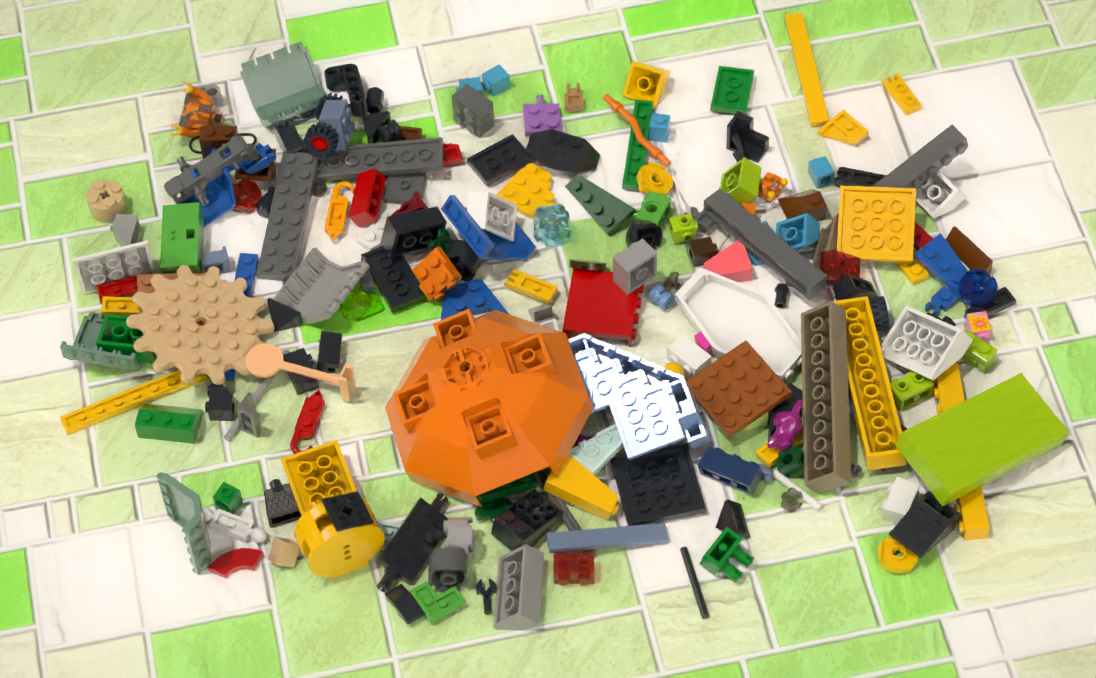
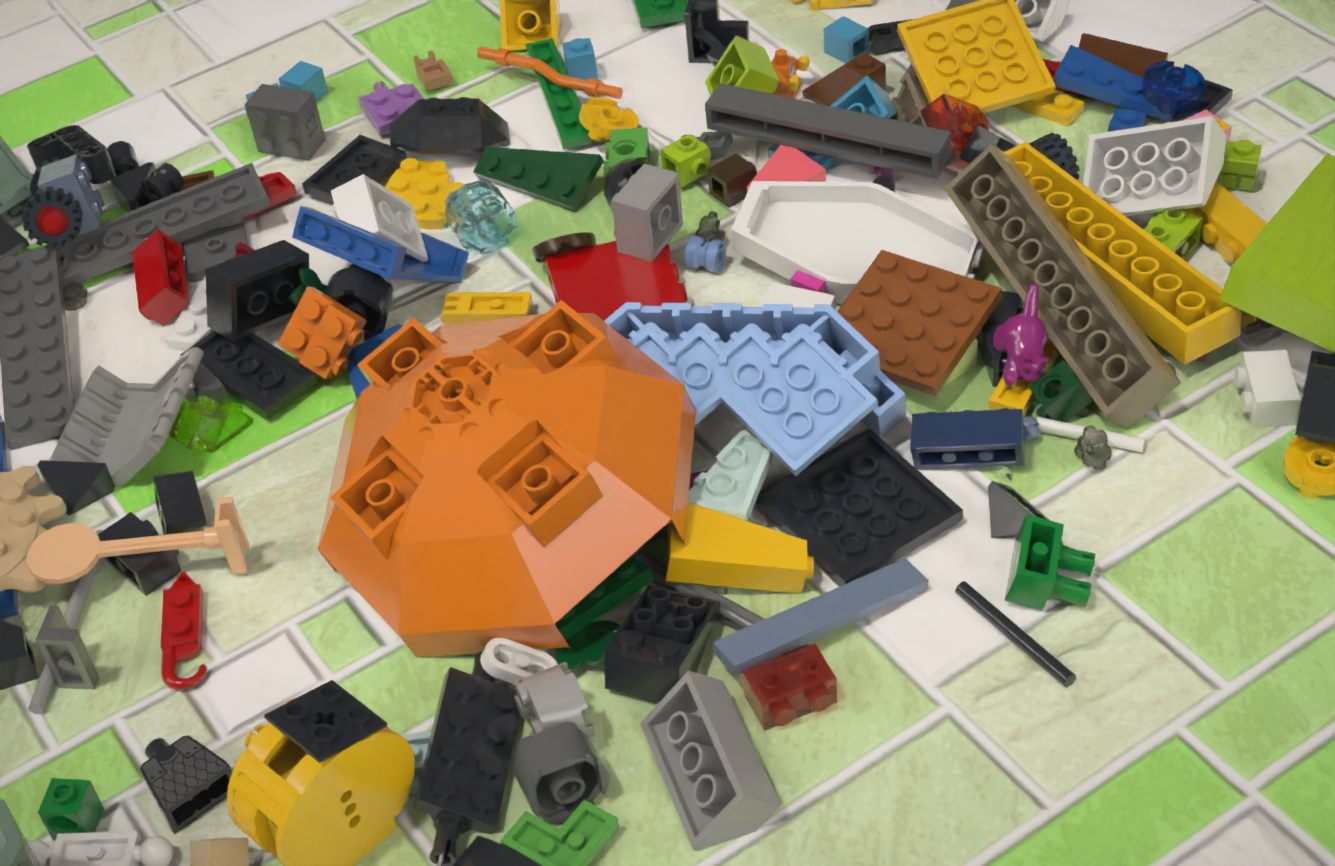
camera: 20 degrees left, 10 degrees down
(317, 474) = (229, 697): yellow slope -> none
(337, 211) = (117, 314): light orange plate -> none
(455, 505) = (513, 660): none -> white plate
(486, 595) = (650, 794): black bar -> none

